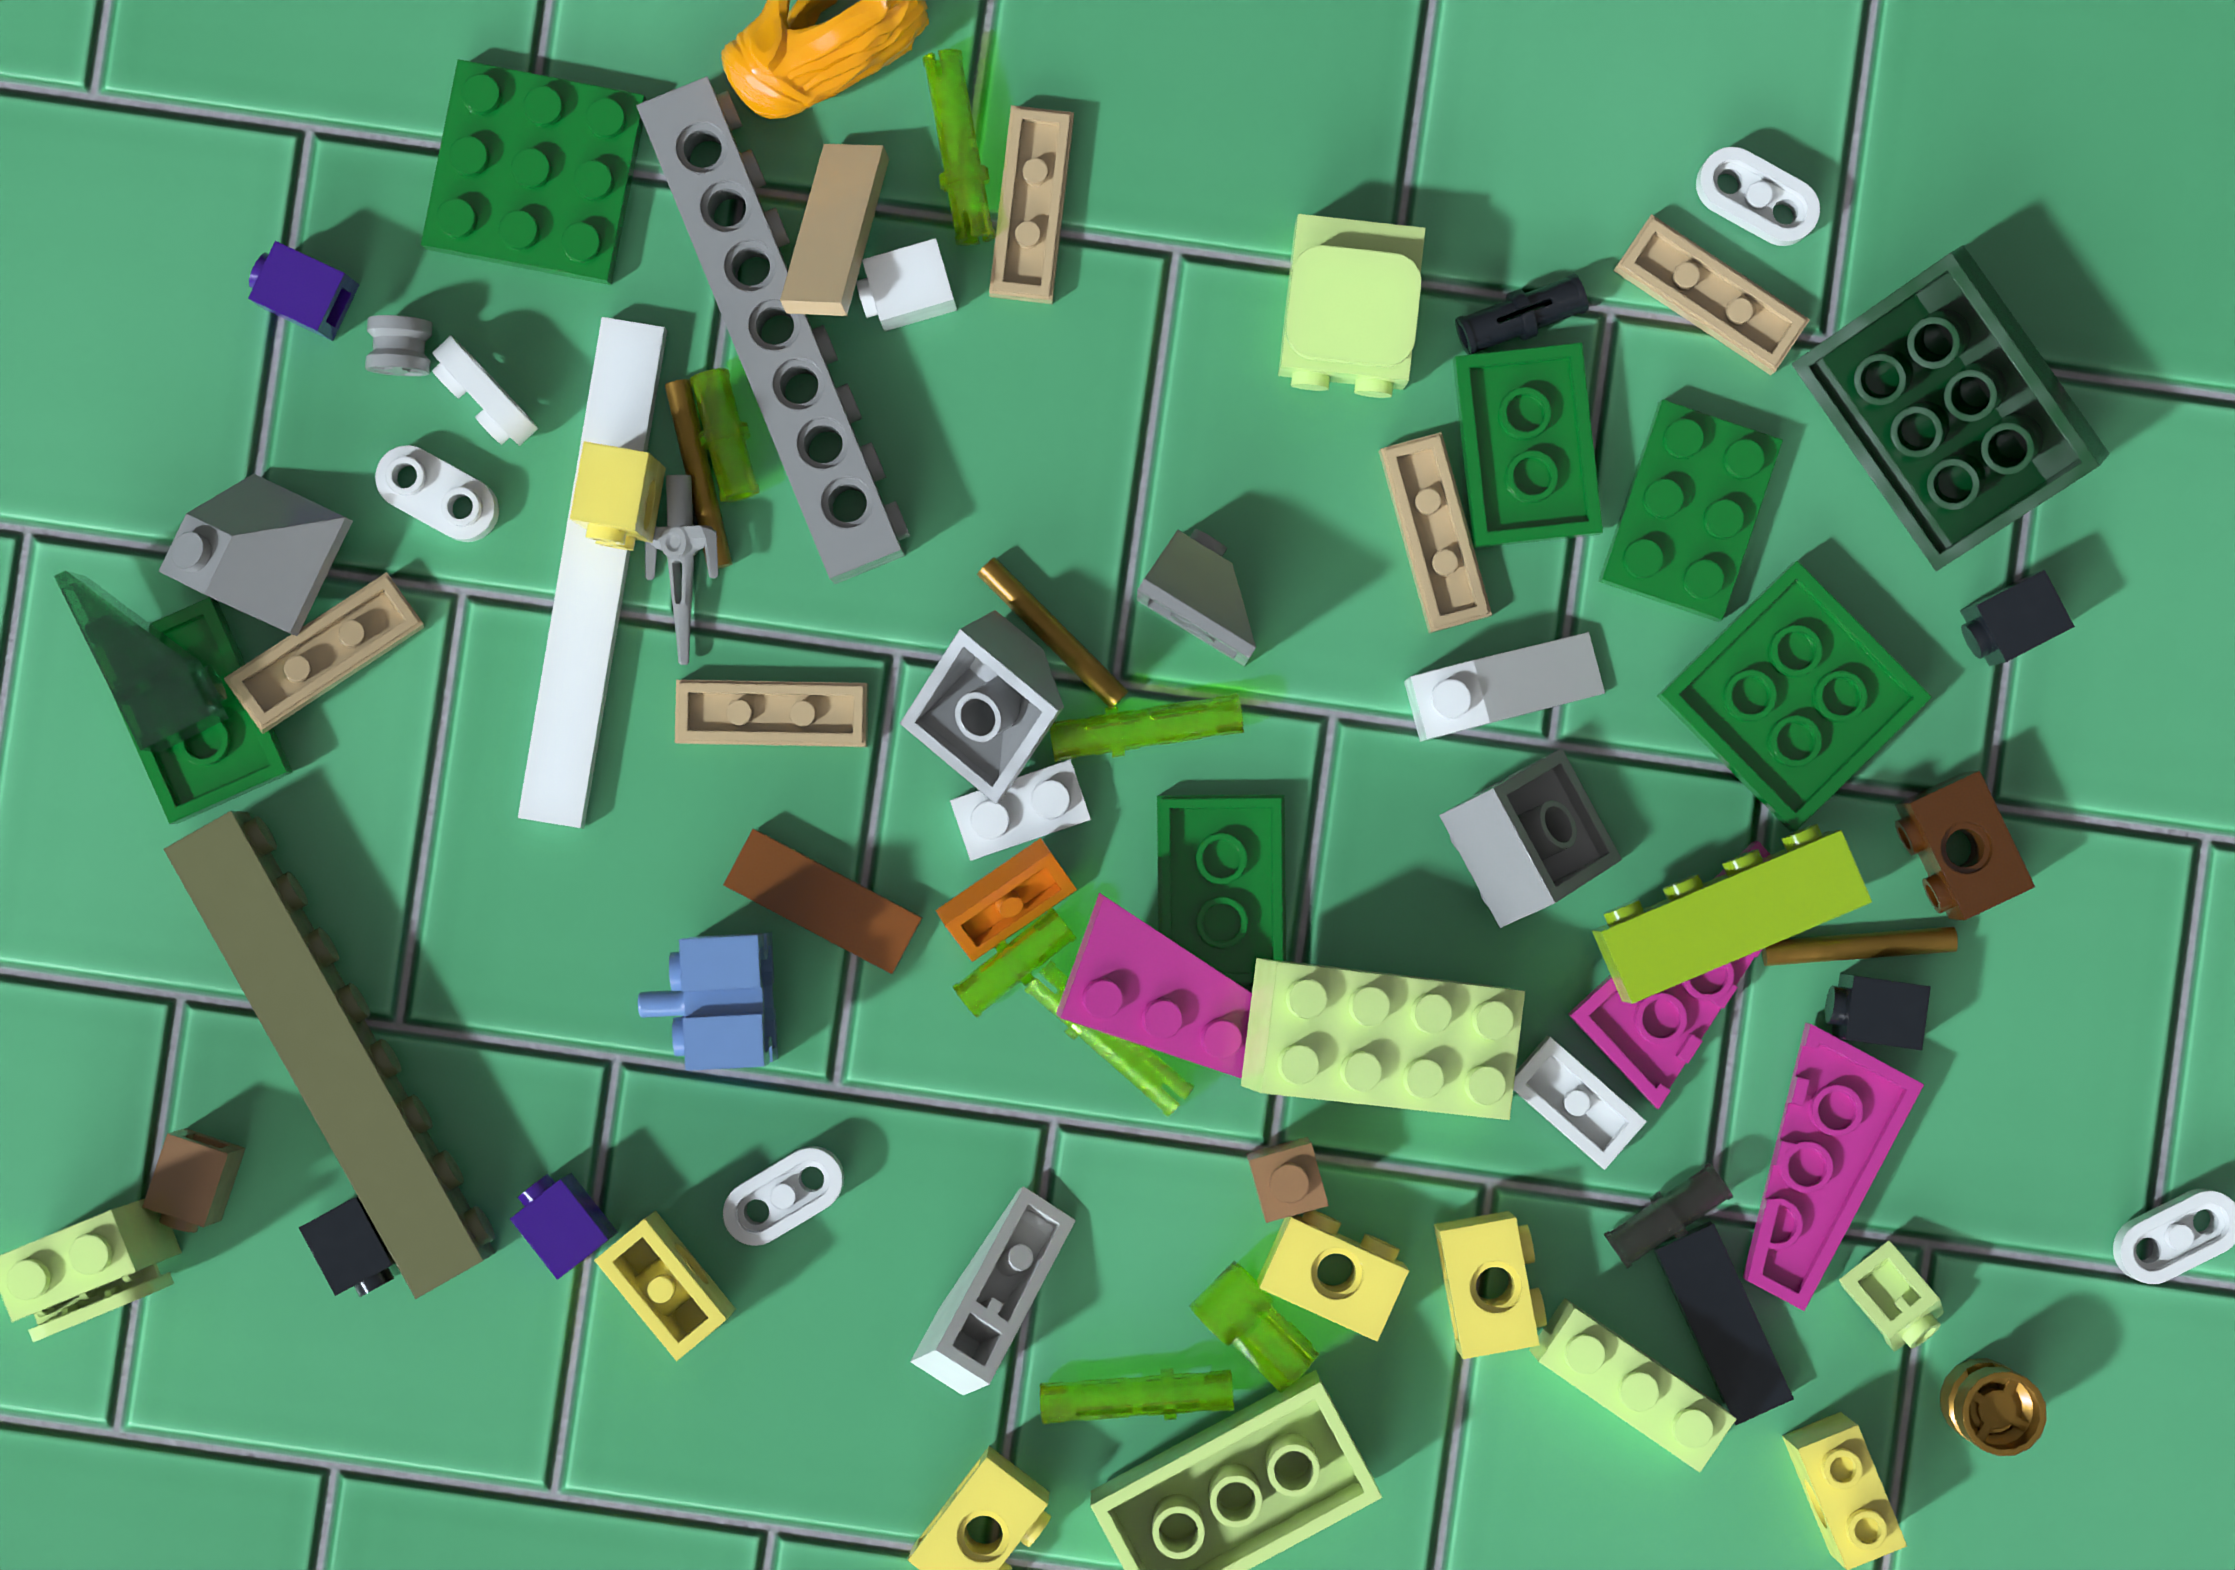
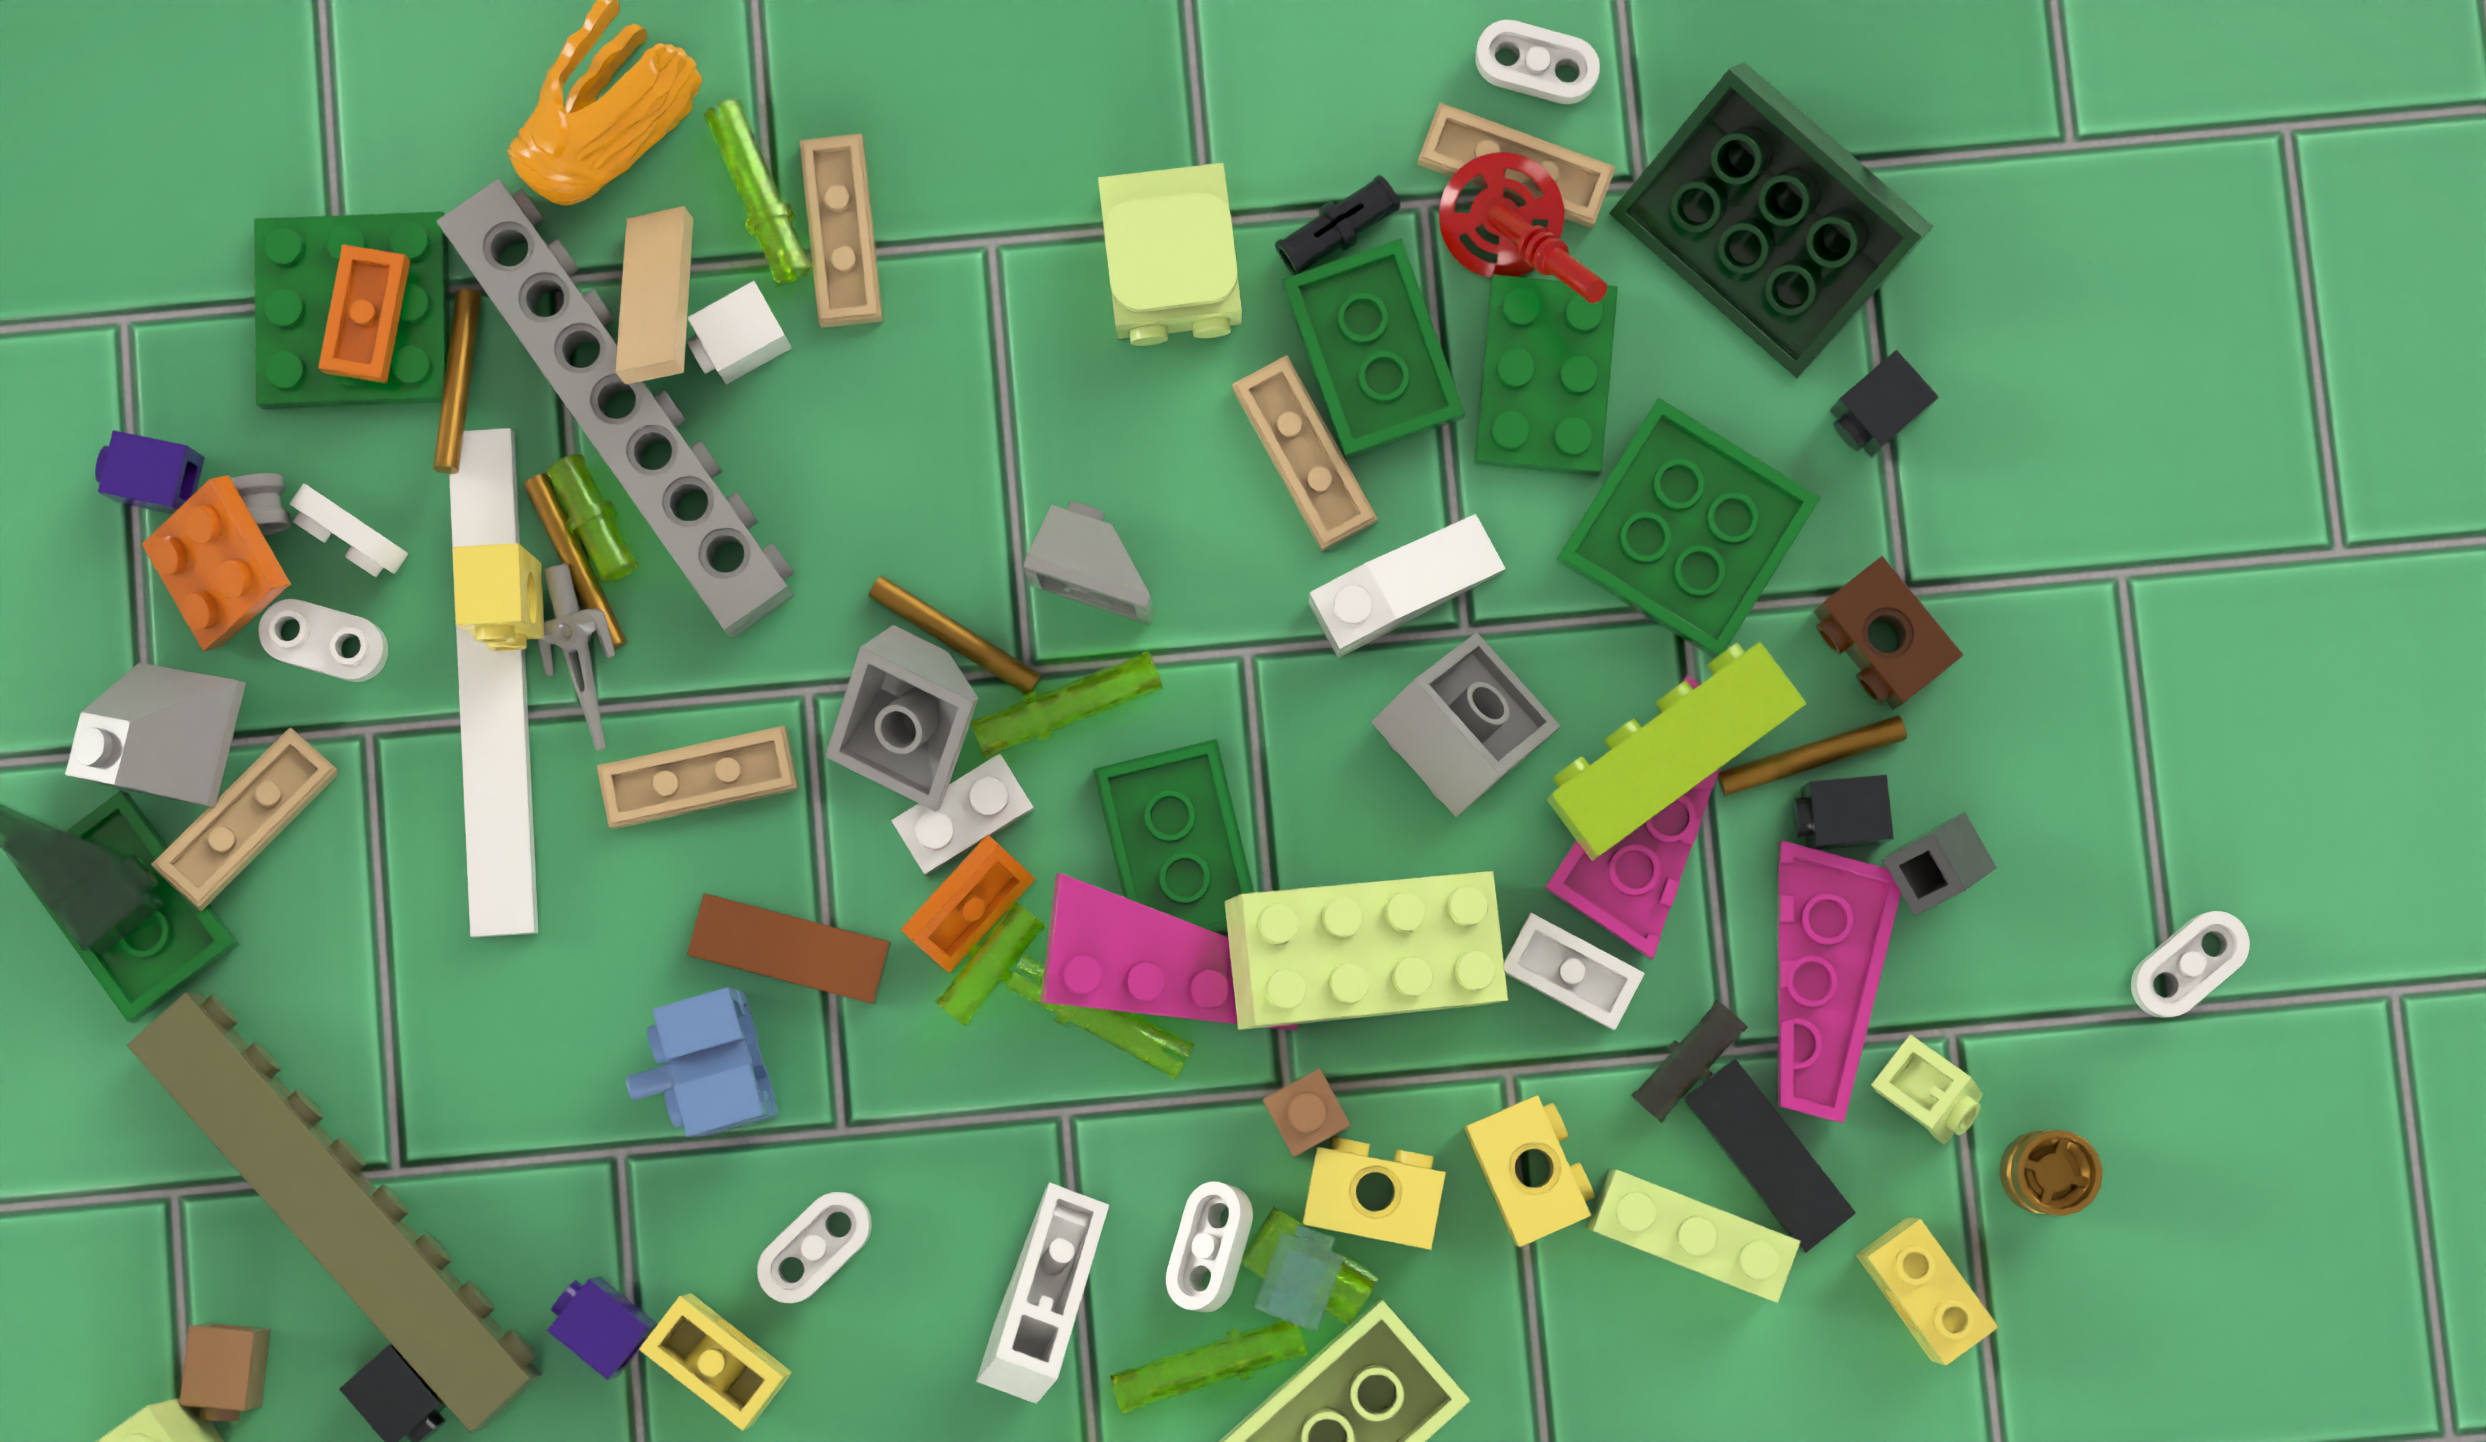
camera: 15 degrees left, 5 degrees down
(348, 395) = (216, 563): none -> orange plate
(546, 182) = (364, 314): none -> orange plate
(622, 268) = (457, 381): none -> pearl gold bar
(1162, 1283) = (1208, 1246): none -> white plate
(1245, 1341) = (1299, 1277): none -> clear light blue brick
(1695, 358) = (1501, 216): none -> red dish
(1960, 1084) = (1939, 863): none -> dark grey brick

